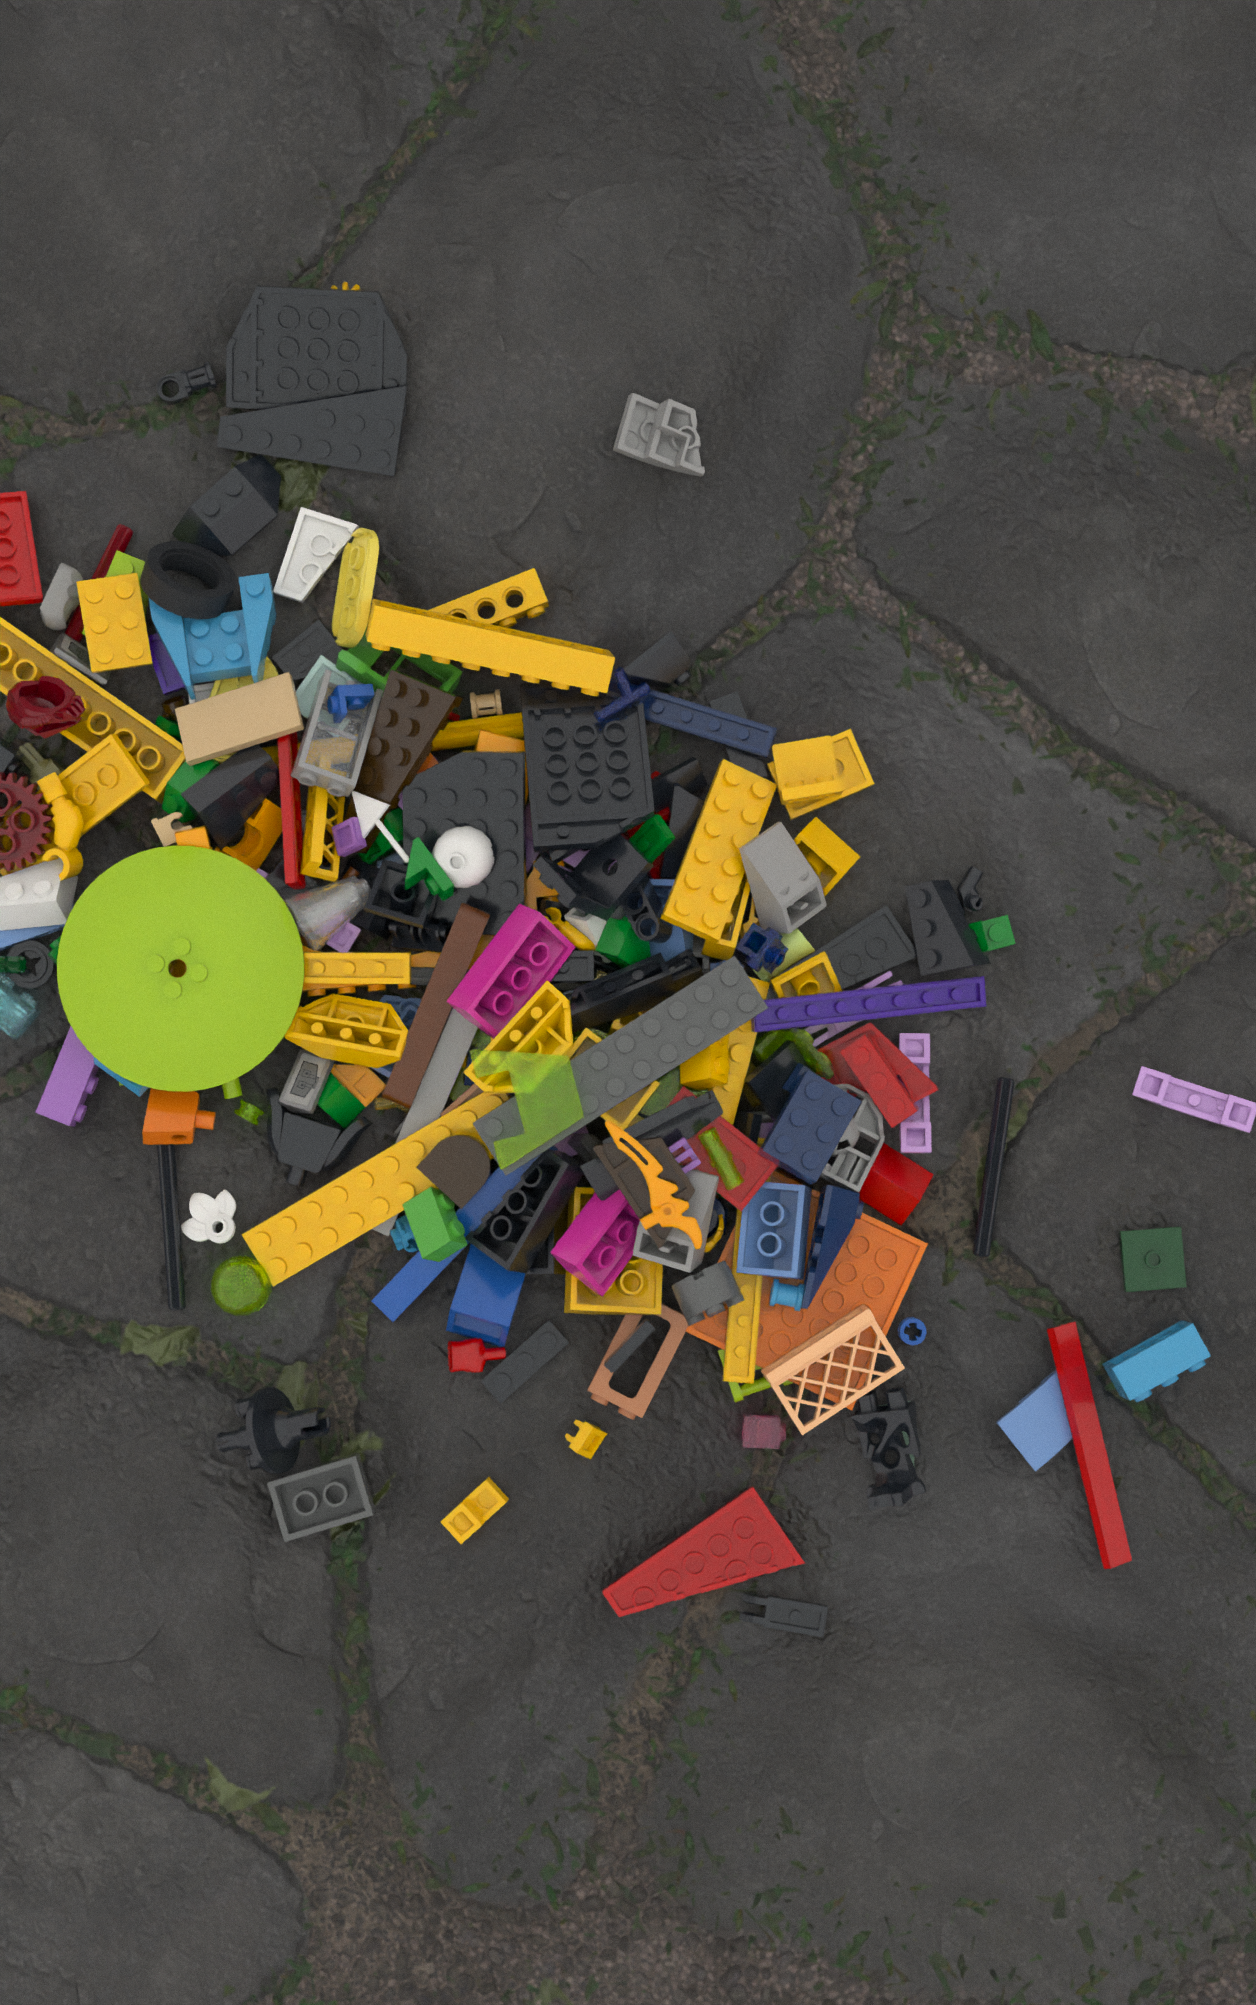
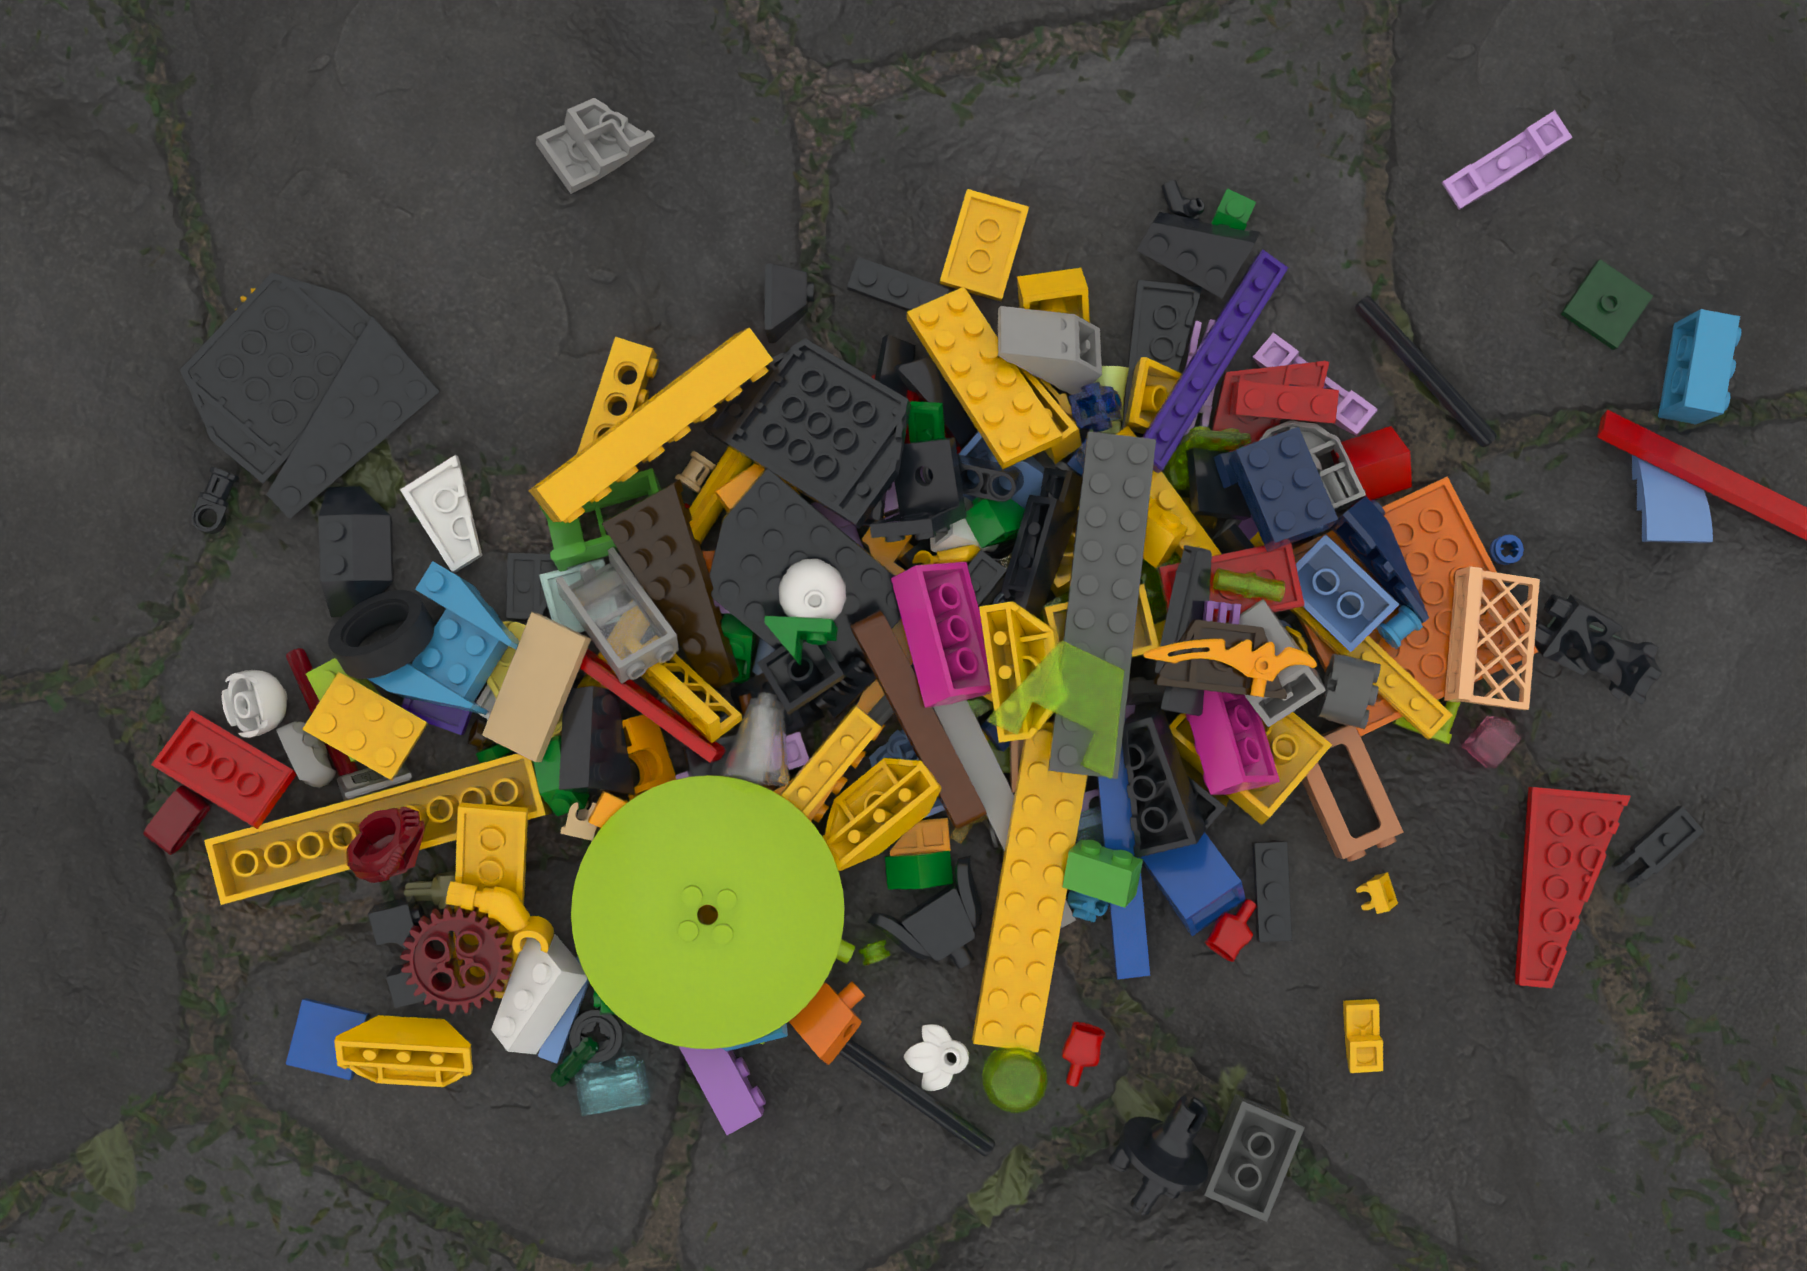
camera: 55 degrees left, 0 degrees up
(67, 530) = (254, 702): none -> white cylinder
(300, 1316) = (1082, 1049): none -> red piece
(305, 1082) = (890, 884): slope -> none
(348, 696) = (595, 580): blue bracket -> none
(348, 837) = (714, 676): medium lavender tile -> none
(355, 588) = (507, 499): light yellow tile -> none
(369, 813) = (709, 643): white piece -> none
(457, 1167) = (1071, 814): dark brown tile -> none
(628, 695) = (790, 344): clear blue piece -> none
(629, 1345) = (1340, 792): black tile -> none
(705, 722) = (859, 303): dark blue tile -> none
(806, 770) = (973, 251): yellow bracket -> none

